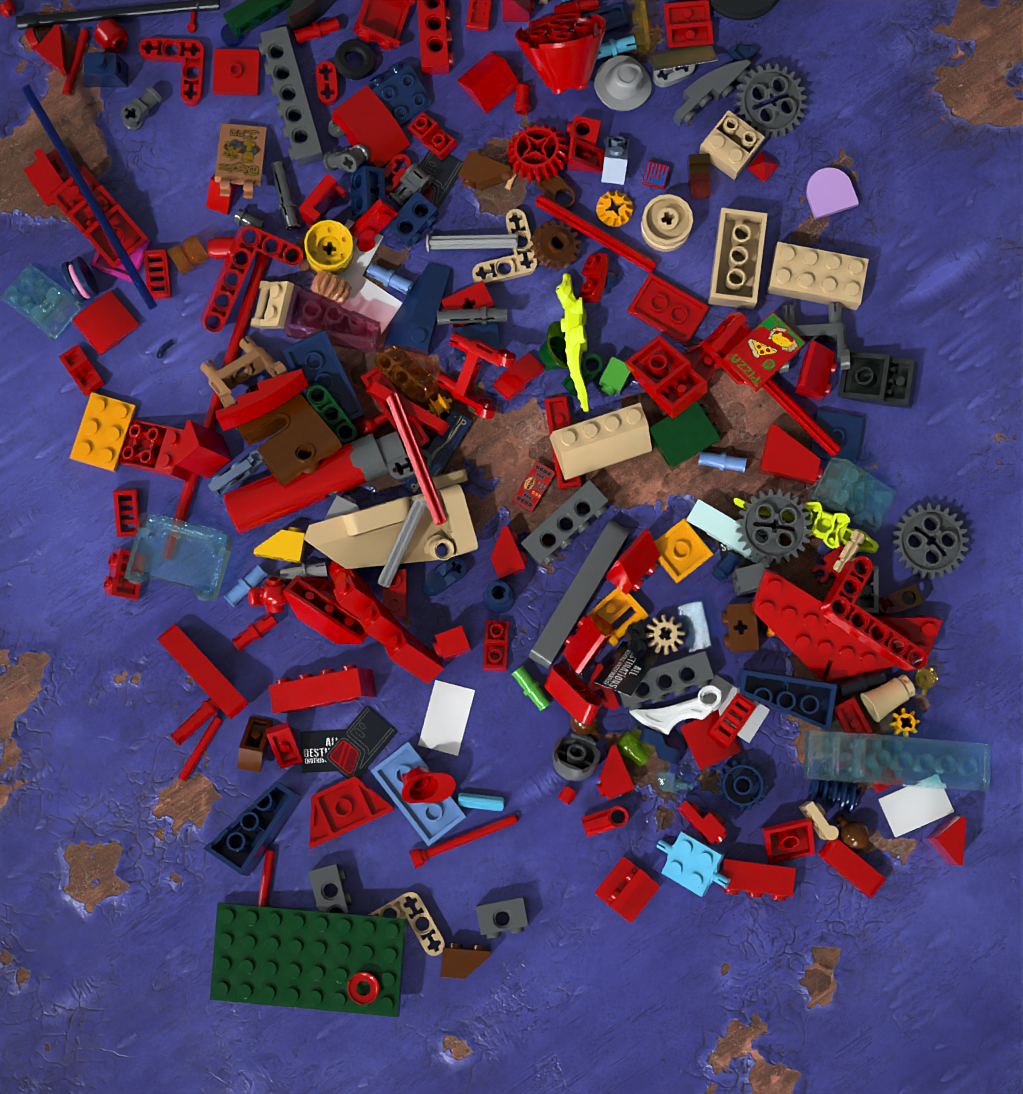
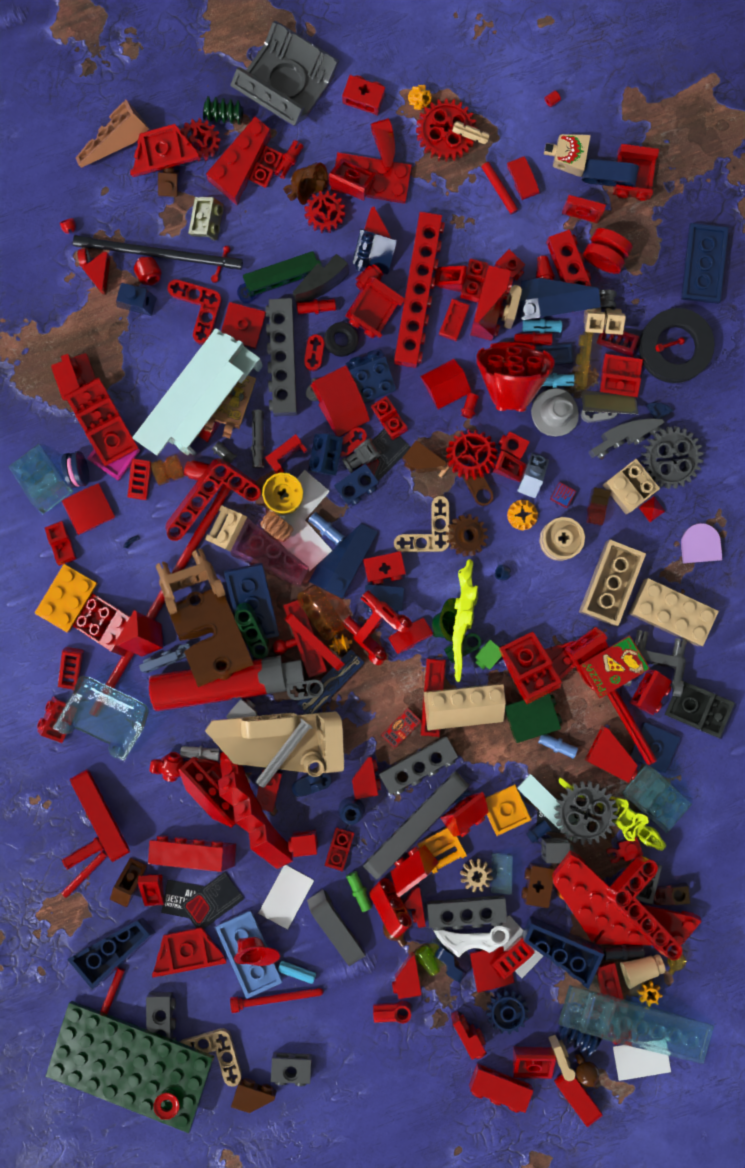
camera: 10 degrees right, 5 degrees up
(75, 62) = (114, 284): red bar -> none
(89, 197) = (96, 405): clear blue piece -> none
(140, 109) = (157, 337): dark grey connector -> none
(203, 156) = (197, 393): none -> light aqua panel
(245, 584) = (151, 752): medium blue pin -> none
(255, 631) = (149, 791): red pin -> none
(270, 395) = (204, 608): red slope -> none
(283, 546) = (189, 729): yellow slope -> none
(347, 159) = (314, 423): dark grey connector -> none
(371, 224) = (322, 482): red hinge -> none
(417, 459) = (311, 689): red axle -> none
(450, 478) = (332, 707): tan beam -> none
(471, 241) = (399, 515): light grey axle -> none
(478, 315) = (393, 581): dark grey pin -> none
(514, 736) = (335, 928): none -> dark grey beam
(567, 795) = (366, 984): red piece -> none
(575, 757) = (380, 958): dark grey cylinder -> none
(595, 233) = (501, 532): red axle -> none
(596, 273) = (494, 566): red slope -> none
(624, 671) = (438, 897): black sticker -> none
(627, 889) = (395, 1071): red bracket -> none
(637, 639) = (453, 874): black piece -> none
(668, 309) = (545, 609): red tile -> none
(672, 782) = (453, 995): clear light blue piece -> none
(693, 863) = (453, 1065): medium azure plate -> none
(850, 549) = (641, 846): tan axle -> none
(943, 526) = (722, 842): dark grey gear -> none
(950, 840) = (663, 1097): red slope -> none

